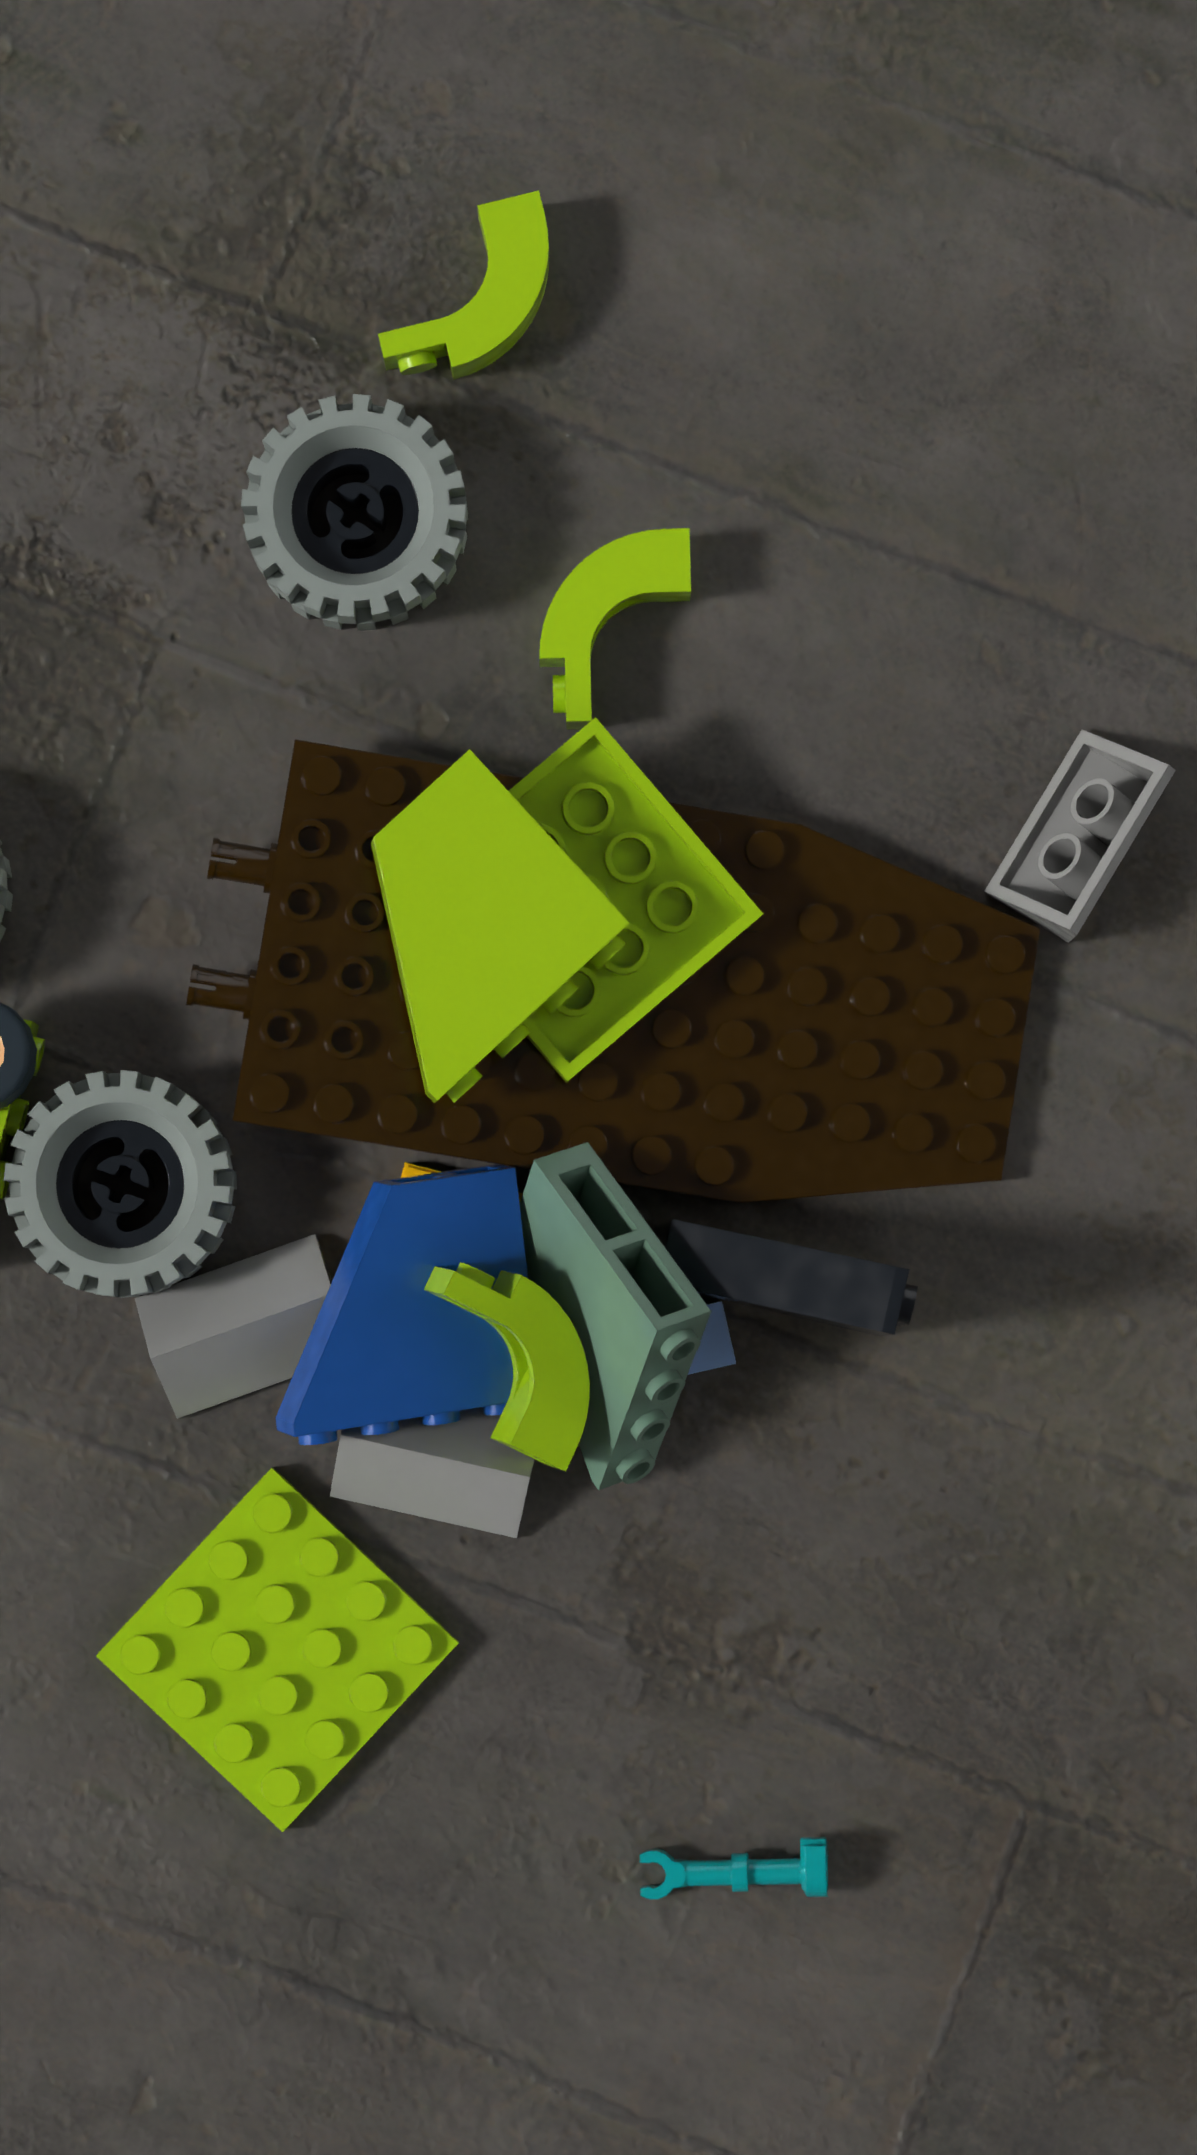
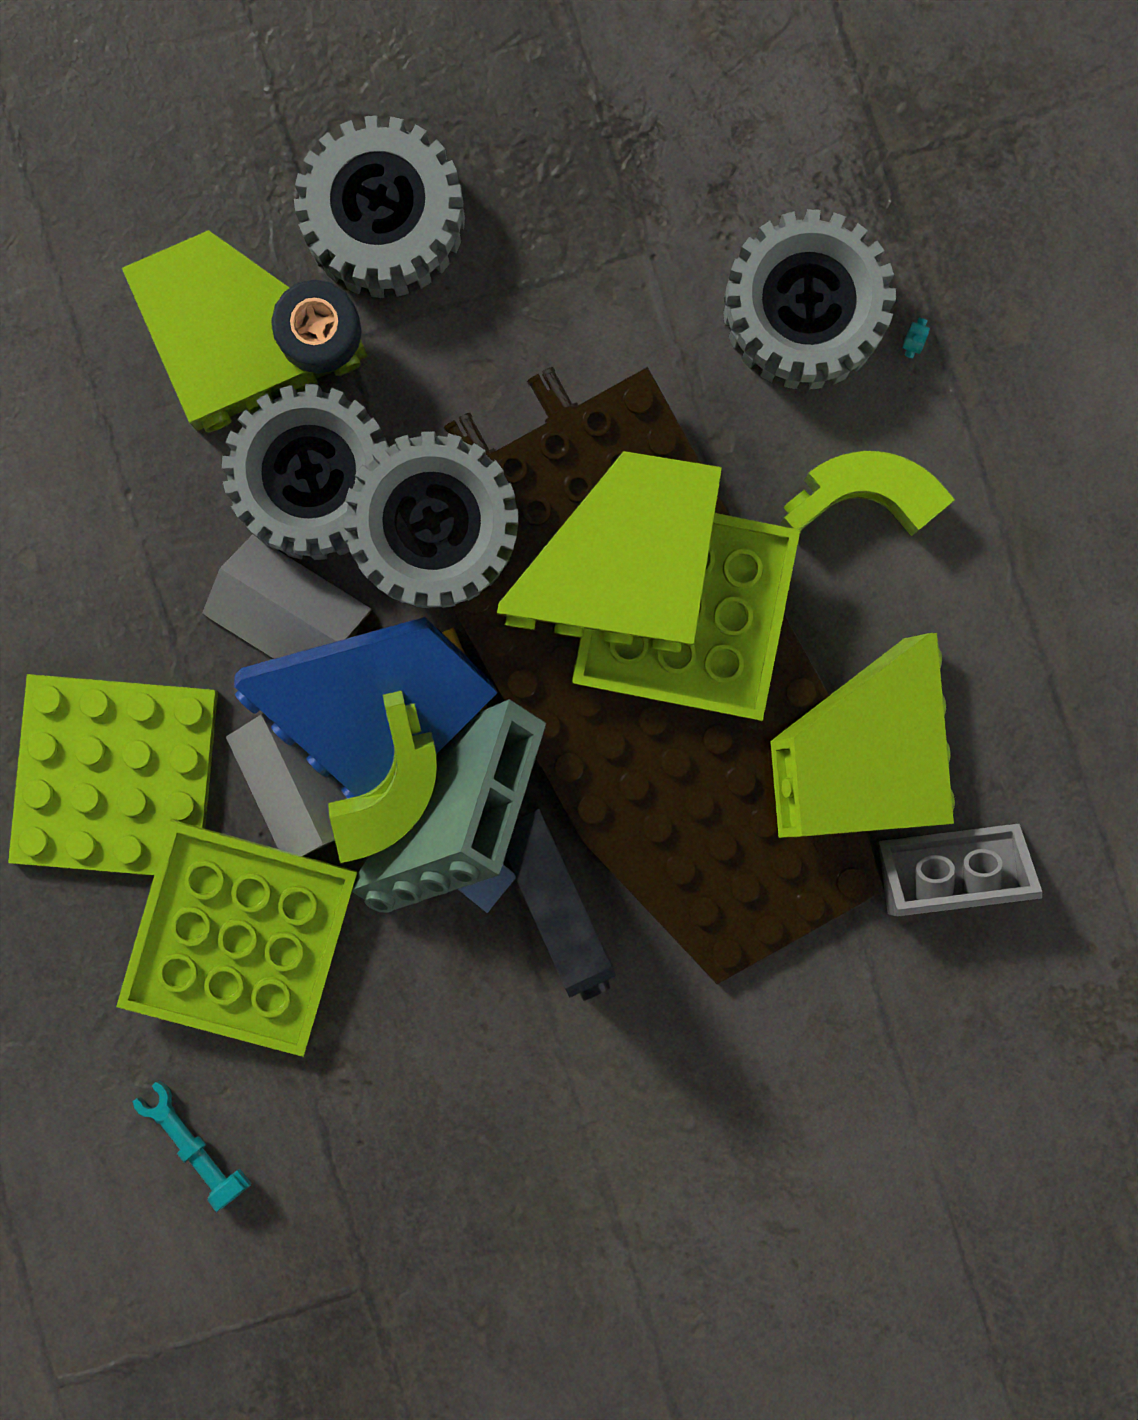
camera: 55 degrees right, 0 degrees up
(212, 1077) = (409, 472): none -> light grey wheel
(483, 429) = (915, 337): none -> teal piece
(501, 309) = (993, 291): lime arch -> none
(555, 1648) = (236, 938): none -> lime plate
(882, 826) = (869, 751): none -> lime slope

